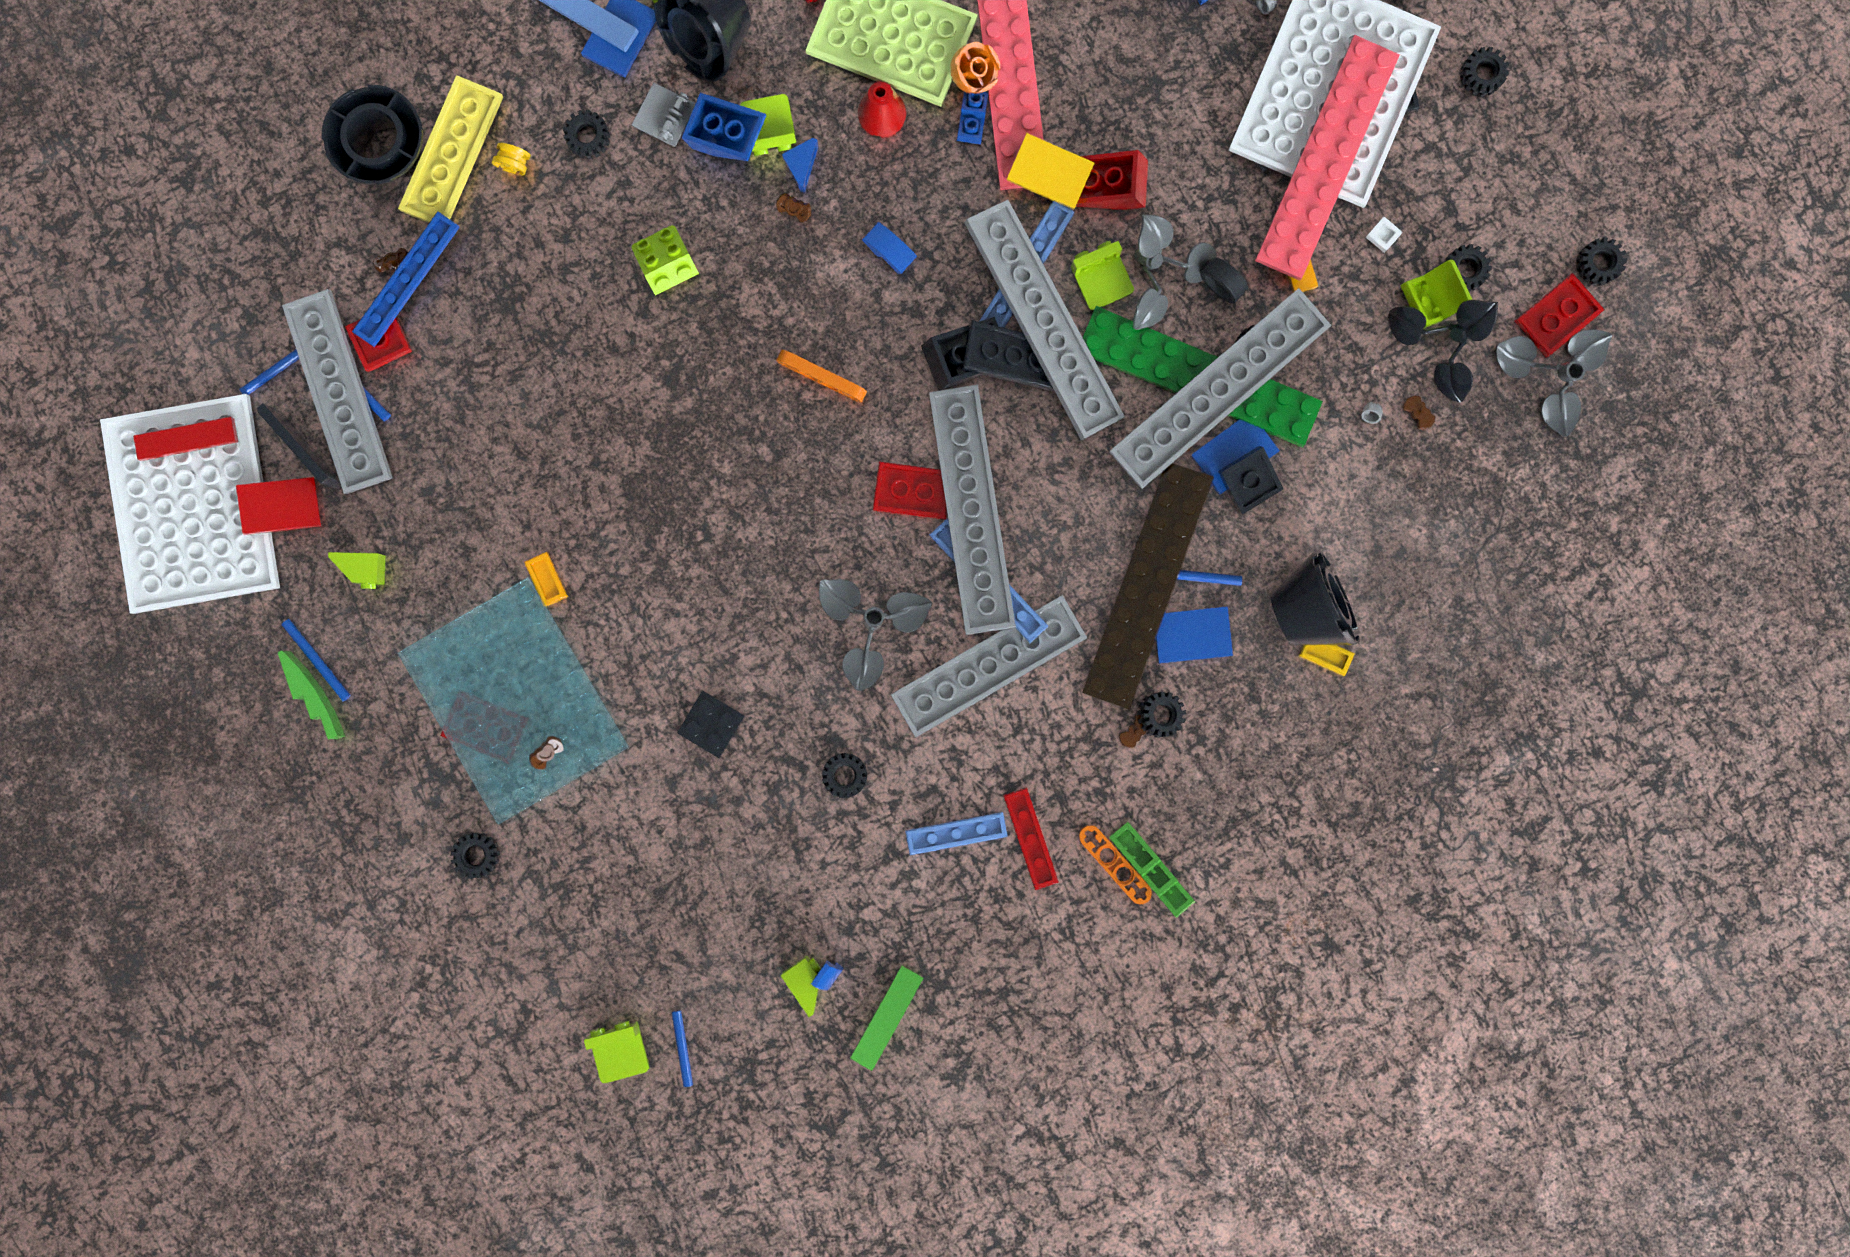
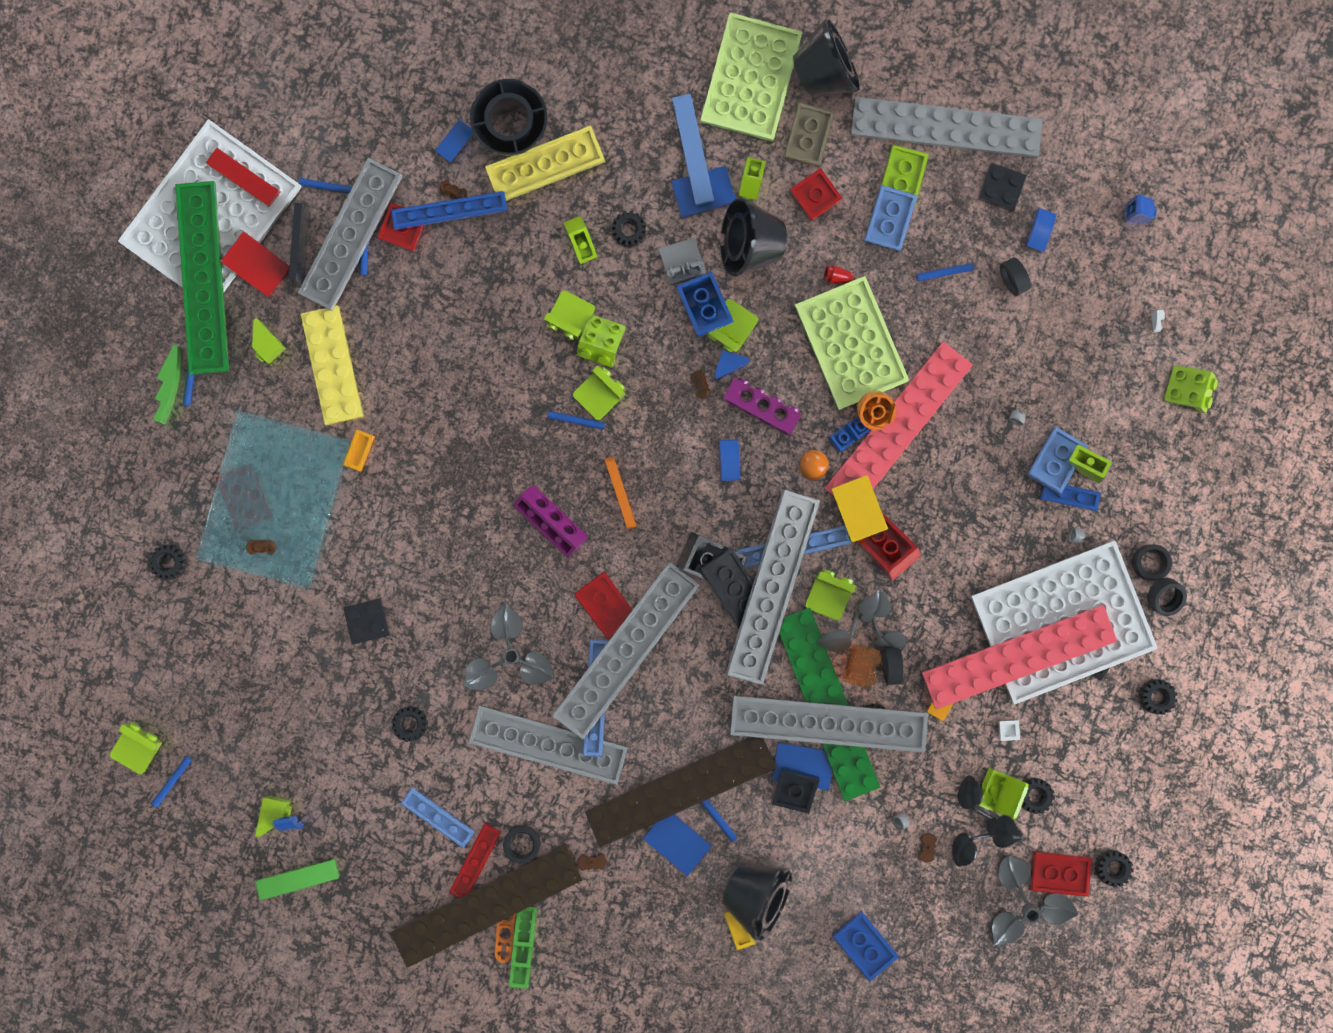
camera: 35 degrees right, 0 degrees up
(241, 566) = (202, 277): none -> green plate
(346, 213) = (455, 140): none -> blue slope
(443, 528) = (332, 365): none -> light yellow plate
(511, 158) = (573, 202): yellow wheel -> none
(552, 186) = (580, 239): none -> lime slope
(612, 264) = (569, 315): none -> lime bracket
(710, 305) = (599, 393): none -> lime bracket
(715, 352) = (576, 420): none -> blue bar
(784, 464) = (550, 521): none -> magenta brick
(861, 182) = (767, 416): none -> magenta brick
(881, 111) = (798, 385): red cone -> none
(969, 177) = (813, 465): none -> orange hair
(1074, 785) = (507, 848): none -> black tyre
(1081, 866) = (486, 906): none -> dark brown plate
(1147, 714) = (606, 860): black tyre -> none
(1196, 307) = (862, 666): none -> clear orange brick
(1454, 555) = (865, 946): none -> blue tile

